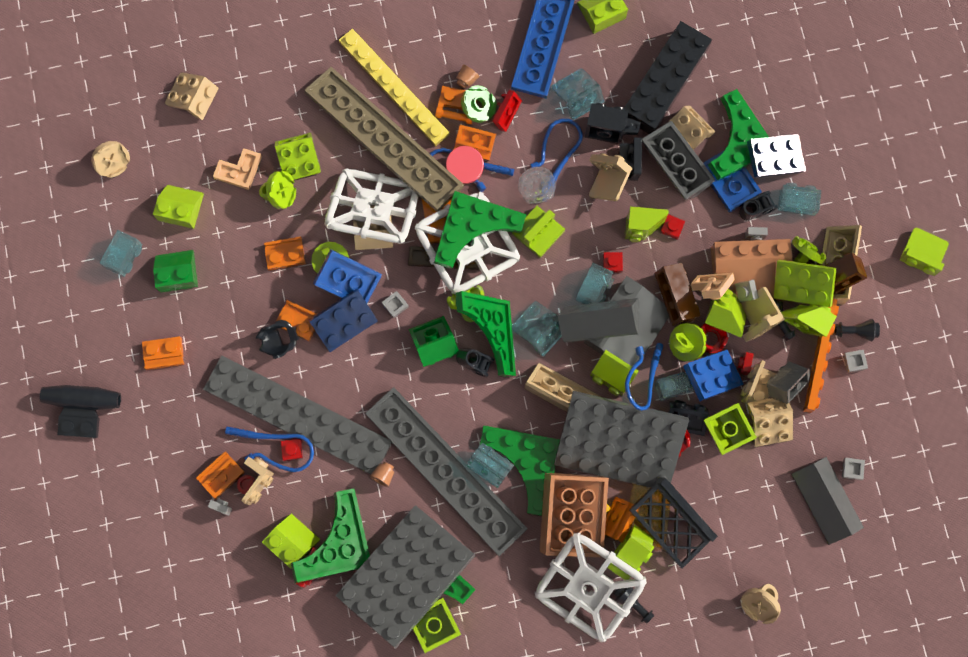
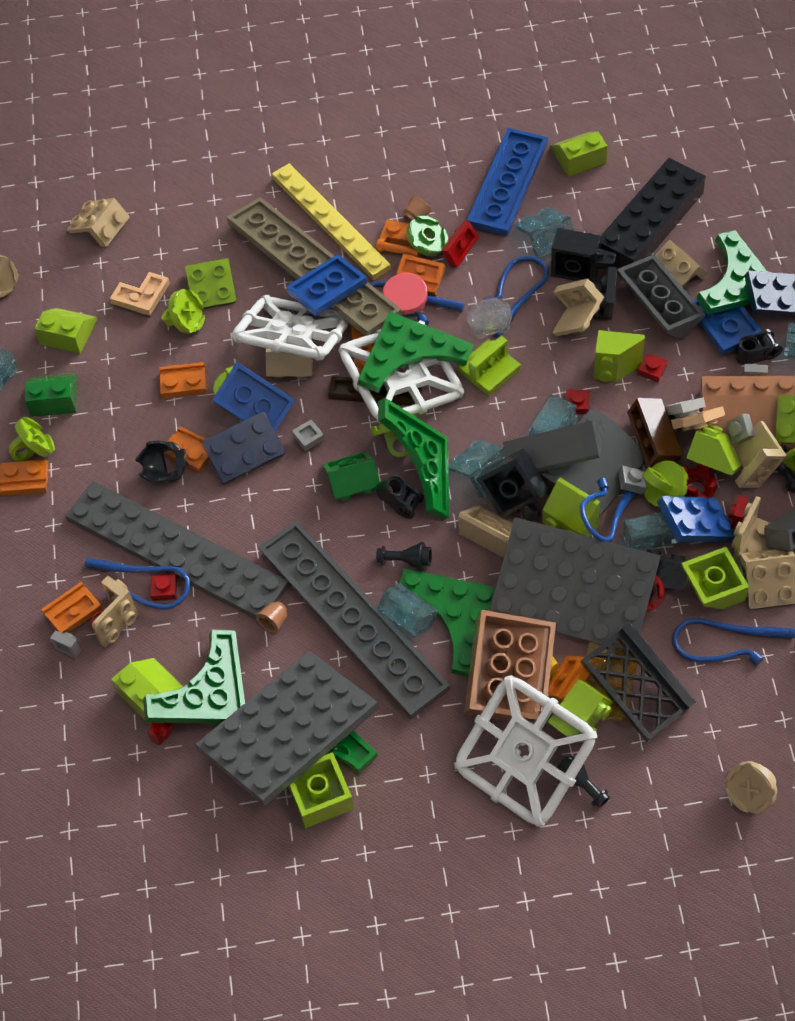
camera: 10 degrees right, 20 degrees down
(165, 321) = (31, 439): none -> lime tile
(399, 164) = (326, 285): none -> blue plate
(492, 415) = (416, 556): none -> black piece
(567, 353) = (514, 485): none -> black hinge
(660, 337) = (632, 479): none -> light grey plate
(702, 274) = (685, 408): none -> white plate
(759, 466) = (755, 657): none -> blue piece

